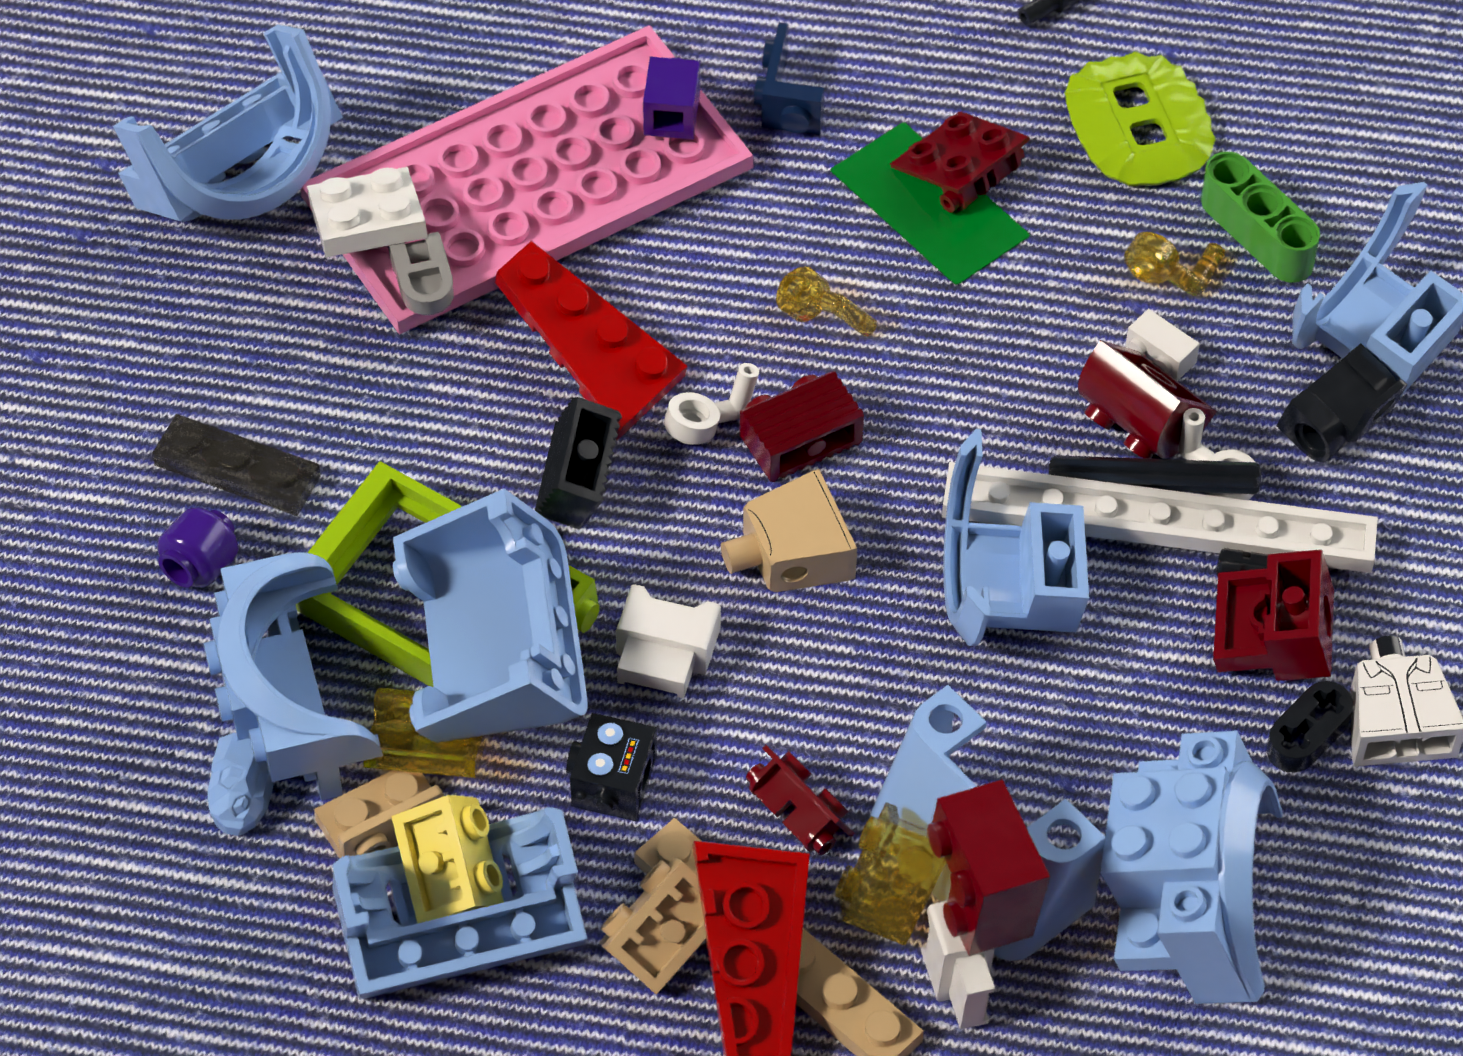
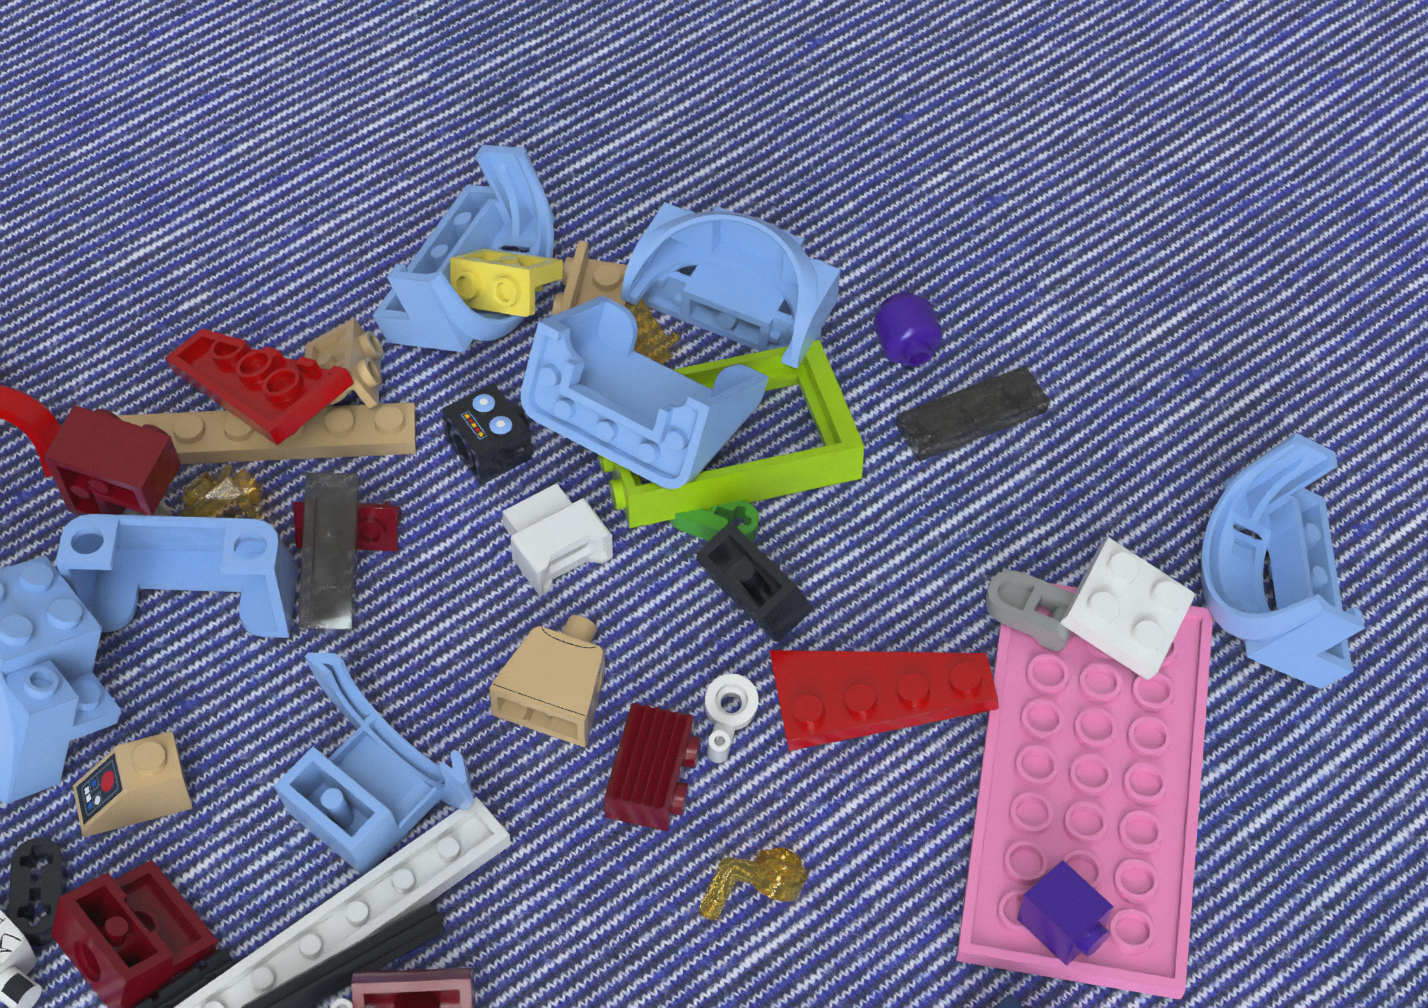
camera: 130 degrees right, 0 degrees up
(844, 758) = (329, 551): none -> clear smoke plate
(1158, 714) = (132, 785): none -> tan slope

